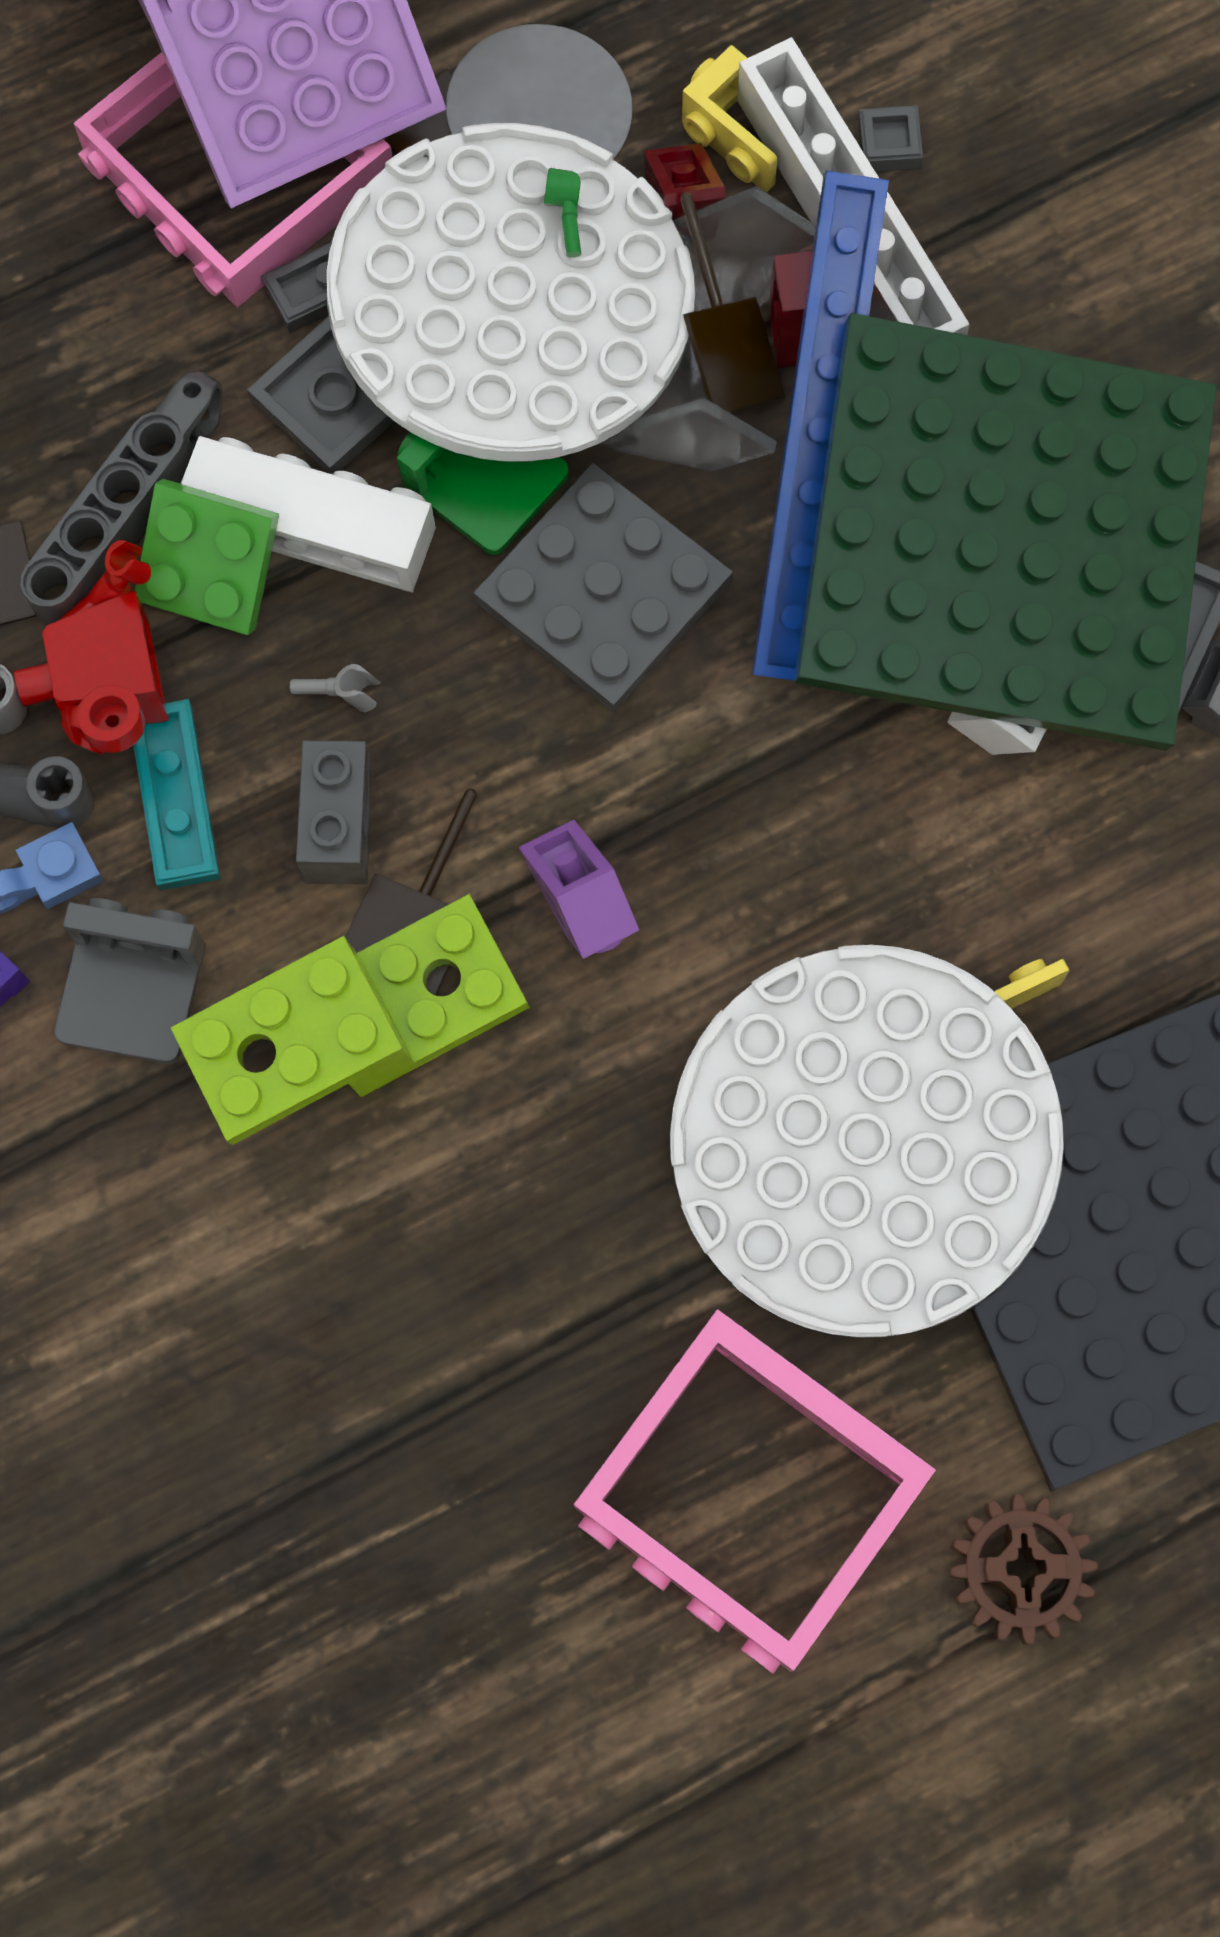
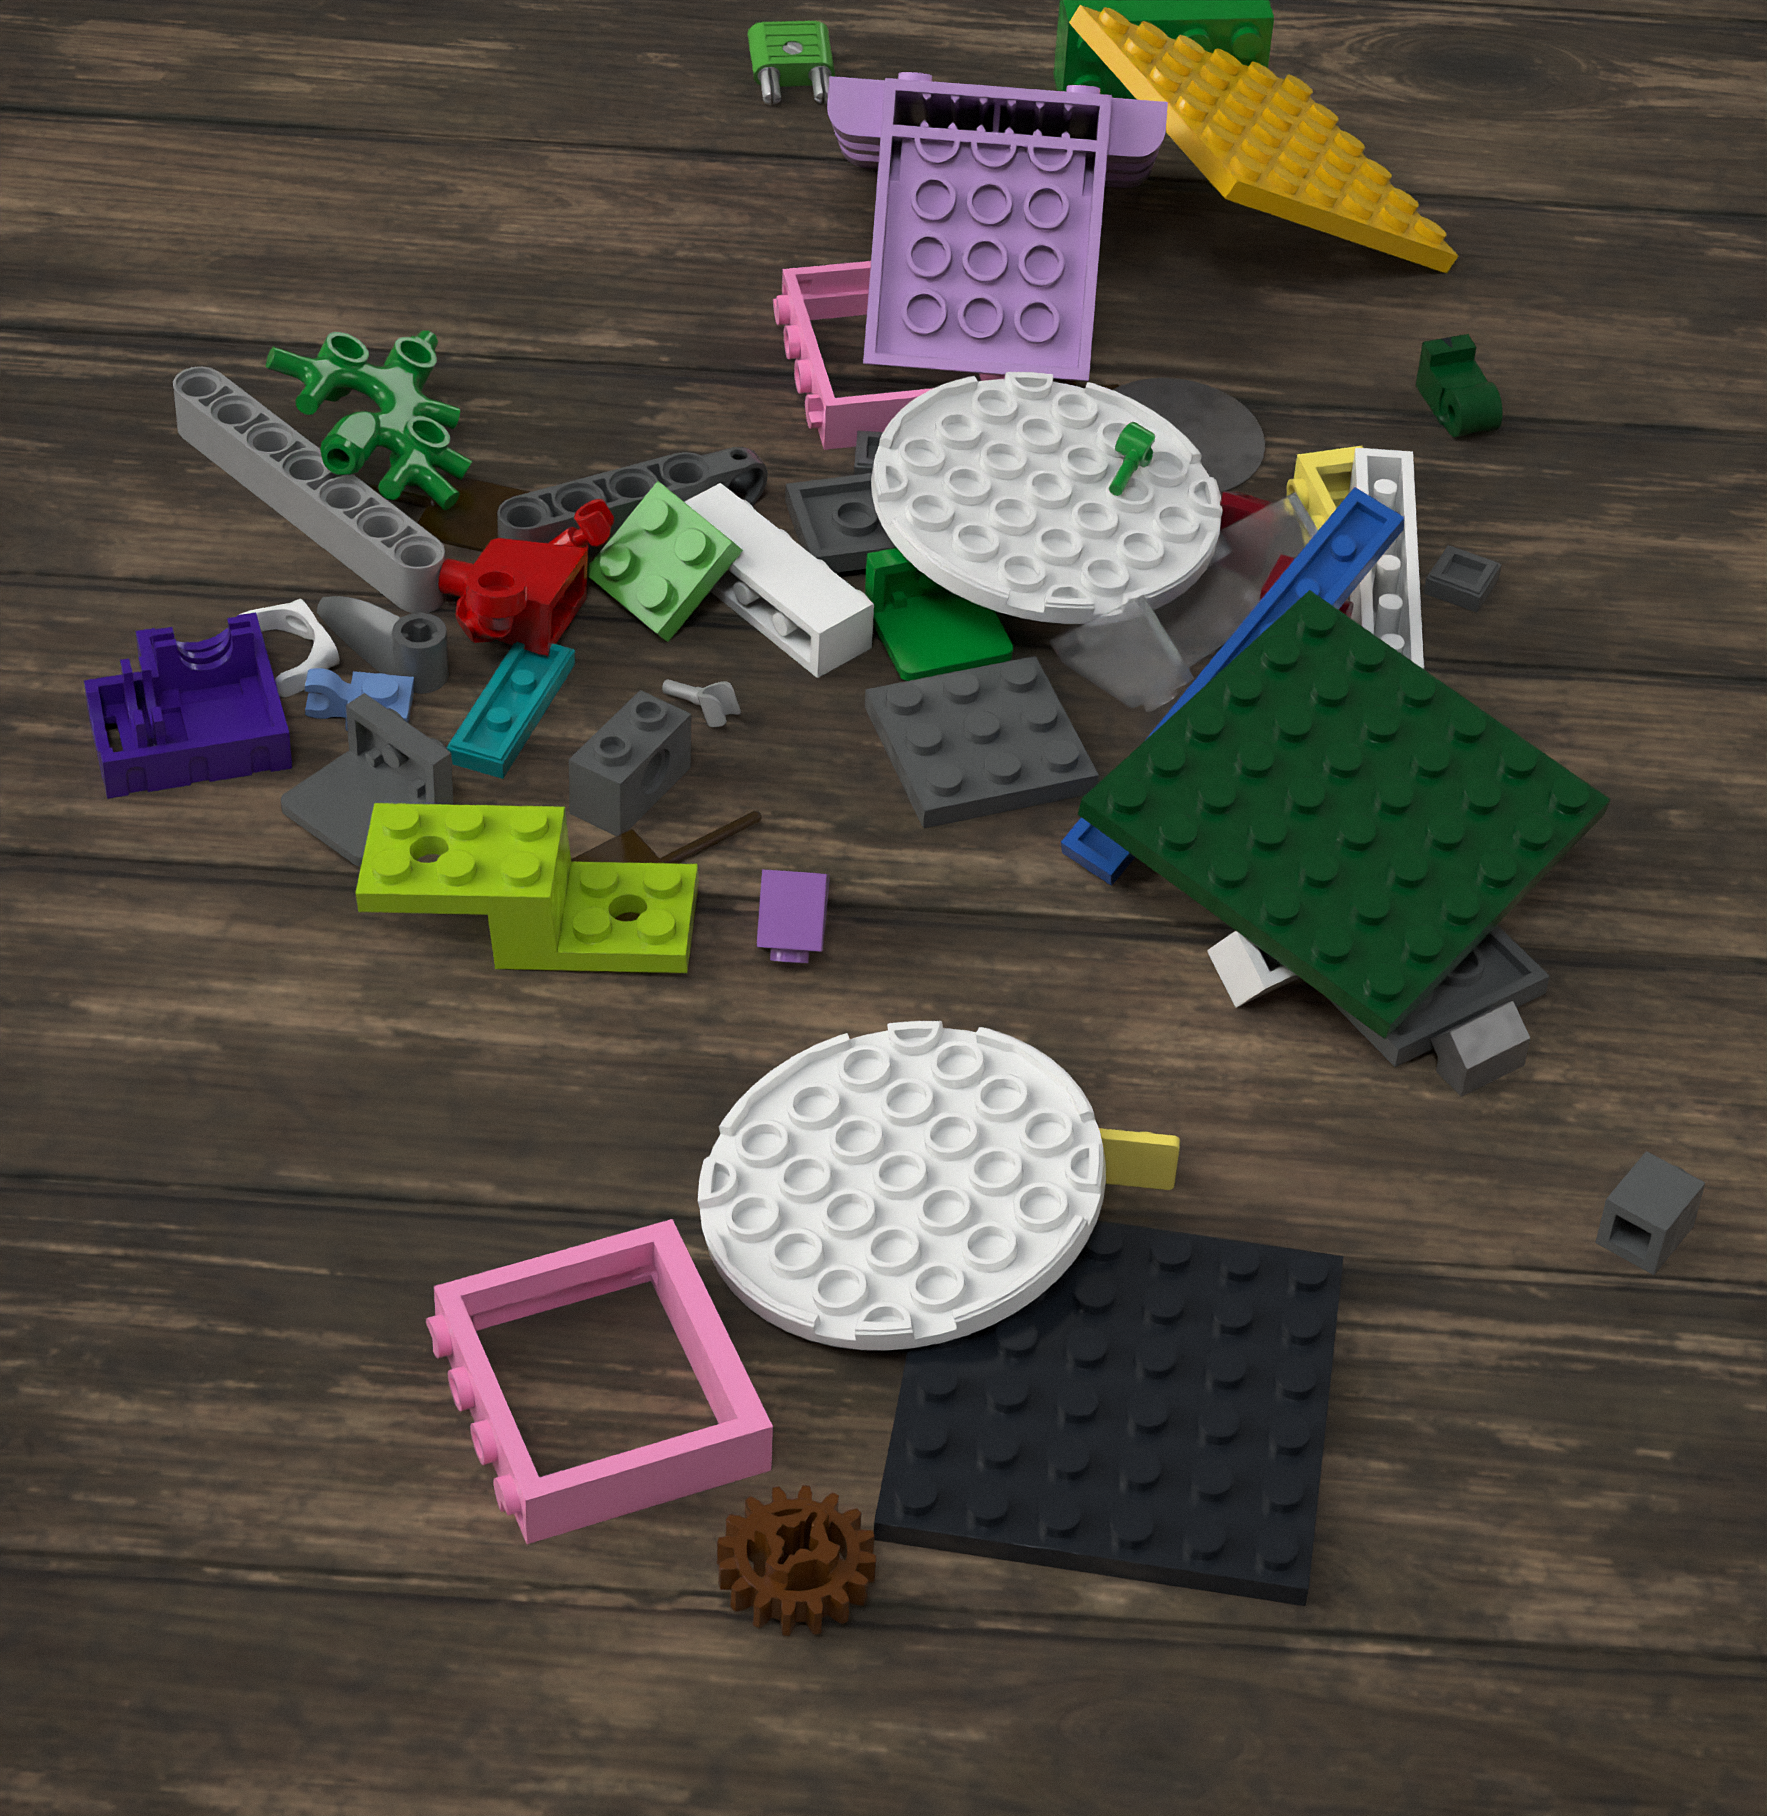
camera: 25 degrees right, 30 degrees down
(729, 338) = (1203, 612): dark brown piece -> none

